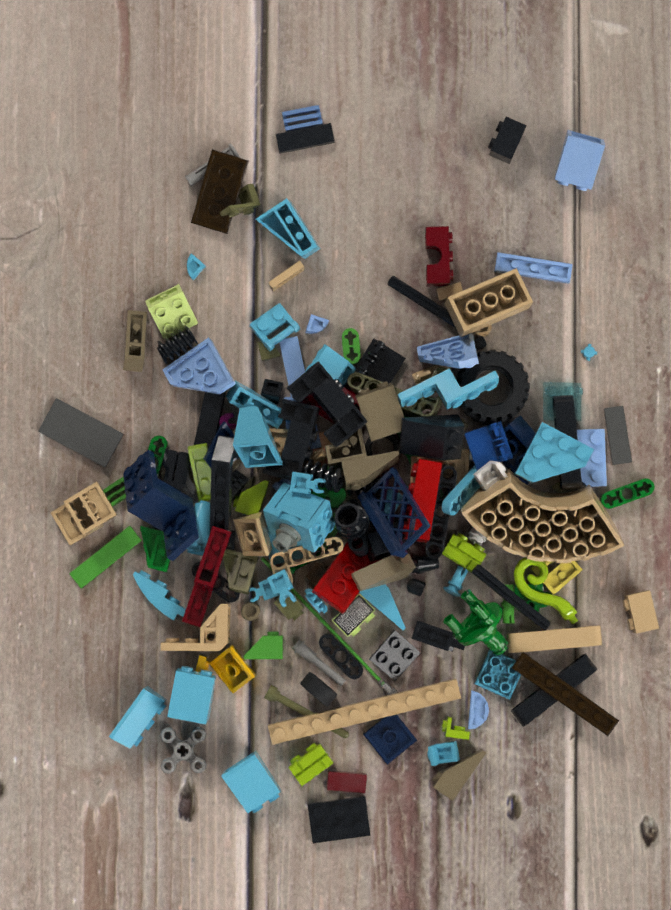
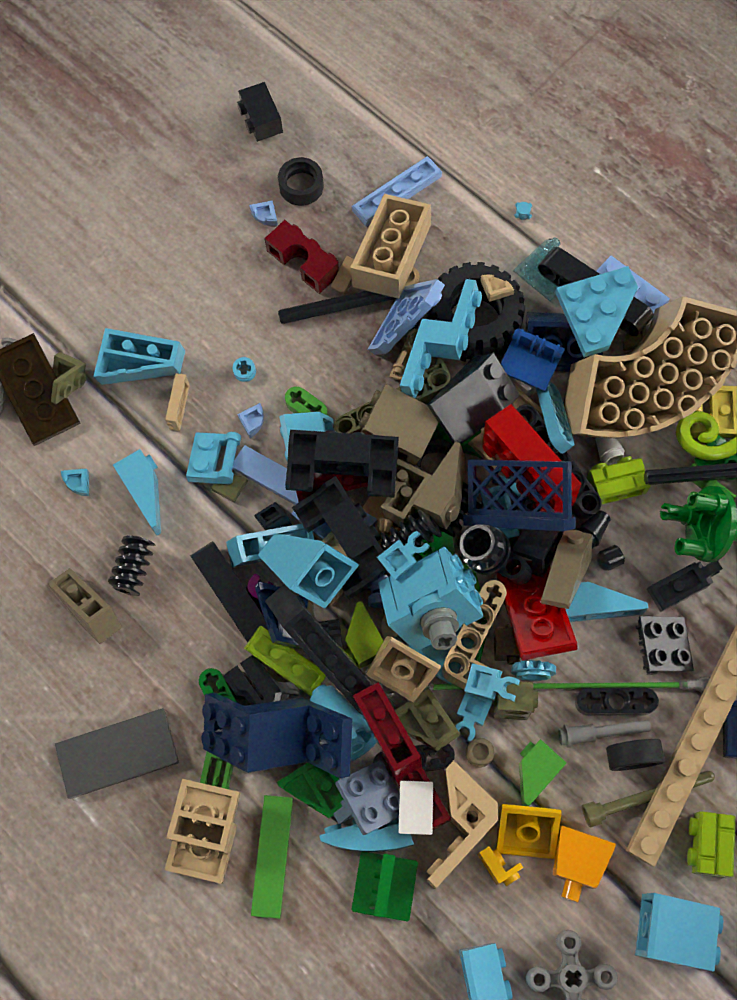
camera: 45 degrees left, 15 degrees down
(142, 624) = (384, 886): none -> green bracket
(171, 311) = (94, 541): yellowish green bracket -> none
(174, 580) = (368, 798): none -> sand blue bracket
(189, 606) = (416, 807): none -> white sticker
(192, 695) = (520, 903): medium azure slope -> none
(200, 370) = (180, 564): light blue plate -> none
(224, 303) = (142, 483): none -> medium azure slope
(242, 707) = (580, 861): none -> light orange torso
(300, 118) = (48, 260): medium blue tile -> none
(305, 138) = (71, 275): black tile -> none
(346, 291) = (238, 364): none -> medium azure bush
(354, 616) = (589, 657): brick -> none
(380, 362) = (346, 391): black hinge -> none
(447, 206) = (264, 213): none -> light blue tile
(456, 582) = (642, 517): medium azure pin -> none
(489, 194) = (297, 166): none -> black tyre
(490, 474) = (563, 378): white bracket -> none
(511, 388) = (495, 287): none -> tan tile
(579, 160) = (340, 71): light blue slope -> none
(615, 503) = (692, 278): green beam -> none
(617, 435) = (627, 251): dark grey tile -> none

